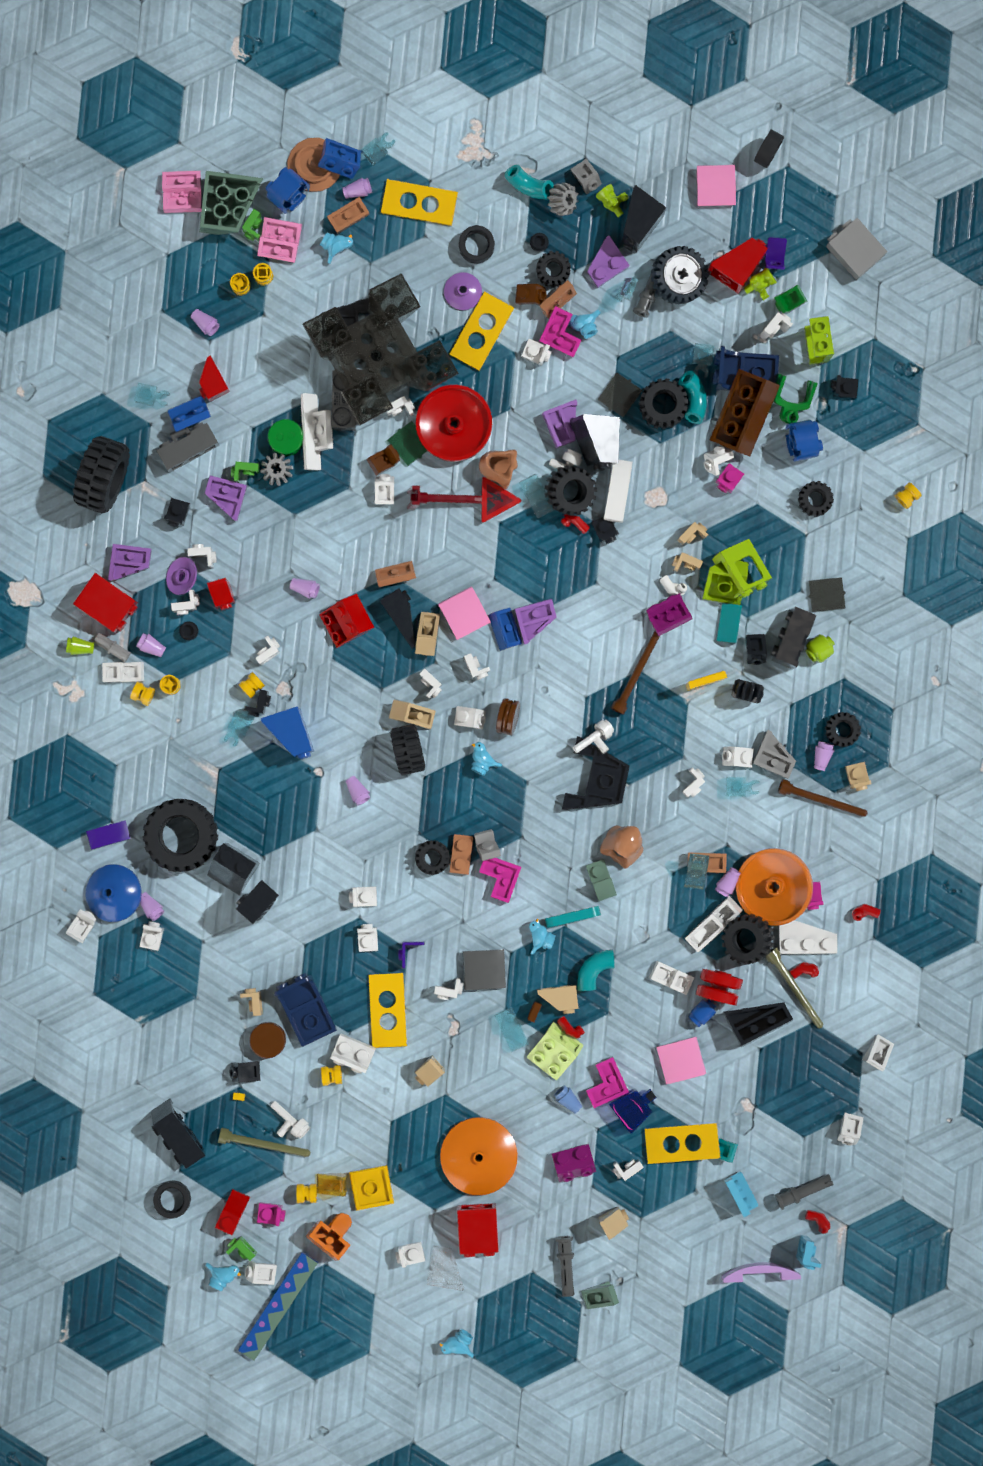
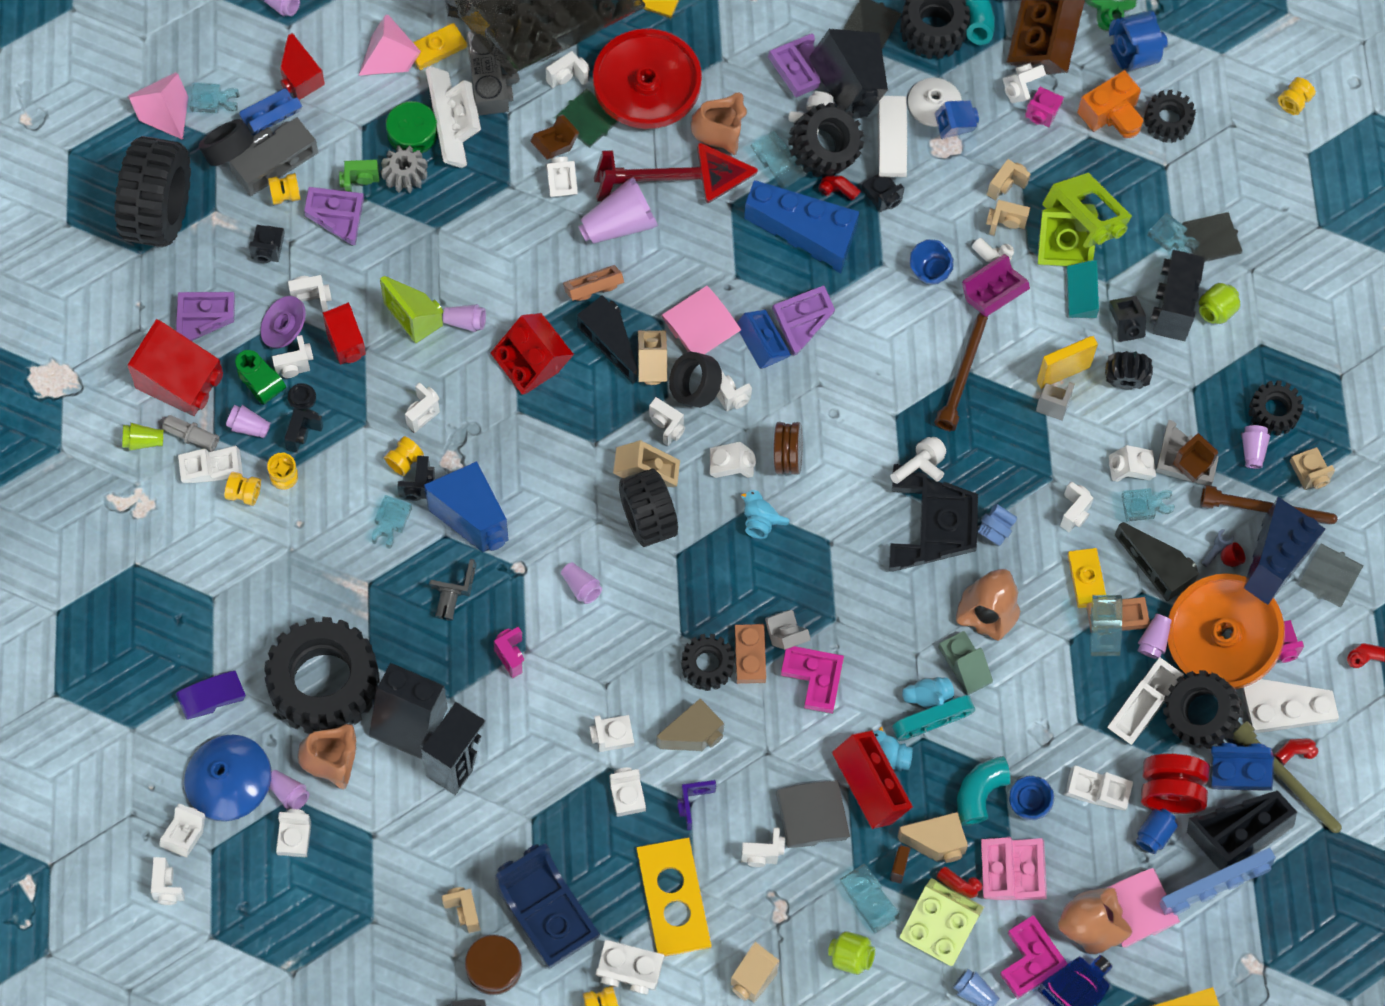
camera: 10 degrees left, 20 degrees down
(65, 955) = (162, 877): none -> white bracket
(116, 396) = (162, 105): none -> bright pink slope
(159, 442) = (226, 142): none -> black tyre
(163, 616) = (260, 379): none -> green piece
(179, 890) = (329, 754): none -> nougat piece
(183, 658) = (298, 428): none -> black bracket
(197, 473) = (290, 186): none -> yellow wheel
(270, 579) = (411, 308): none -> lime slope
(270, 786) = (450, 592): none -> dark grey bracket
(276, 373) = (389, 50): none -> bright pink slope
(304, 836) = (509, 655): none -> dark pink bracket
(311, 373) = (439, 45): none -> yellow plate
(416, 903) = (692, 730): none -> dark tan slope
(420, 526) = (618, 215): none -> lavender cone
(443, 658) = (709, 384): none -> black tyre
(493, 1065) = (852, 953): none -> lime head
(525, 954) = (872, 779): none -> red brick
(547, 549) = (803, 221): none -> blue wedge
(572, 899) = (929, 692): none -> medium azure animal
(607, 1023) = (1014, 869): none -> bright pink slope
(626, 980) = (1031, 798): none -> blue hair
(628, 591) = (931, 261): none -> blue hair
(638, 789) = (997, 524): none -> medium blue piece
(643, 1068) = (1088, 924): none -> nougat piece
(651, 472) = (921, 103): none -> white dish
(665, 484) = (956, 118): none -> blue slope
(691, 832) = (1086, 575): none -> yellow plate
(694, 703) = (1054, 401): none -> light grey panel
(706, 1065) = (1224, 879): none -> medium blue wing
(743, 832) = (1160, 562): none -> pearl dark grey slope
(766, 980) = (1242, 767): none -> blue bracket
(777, 485) = (1113, 105): none -> orange brick
(778, 763) = (1195, 458): none -> reddish brown panel
(784, 822) = (1218, 546): none -> sand blue hand
(792, 831) = (1233, 555): none -> red hinge
(797, 590) = (1171, 234): none -> clear light blue plate
(822, 837) = (1281, 548): none -> dark blue wedge
(854, 852) = (1330, 575): none -> clear smoke piece

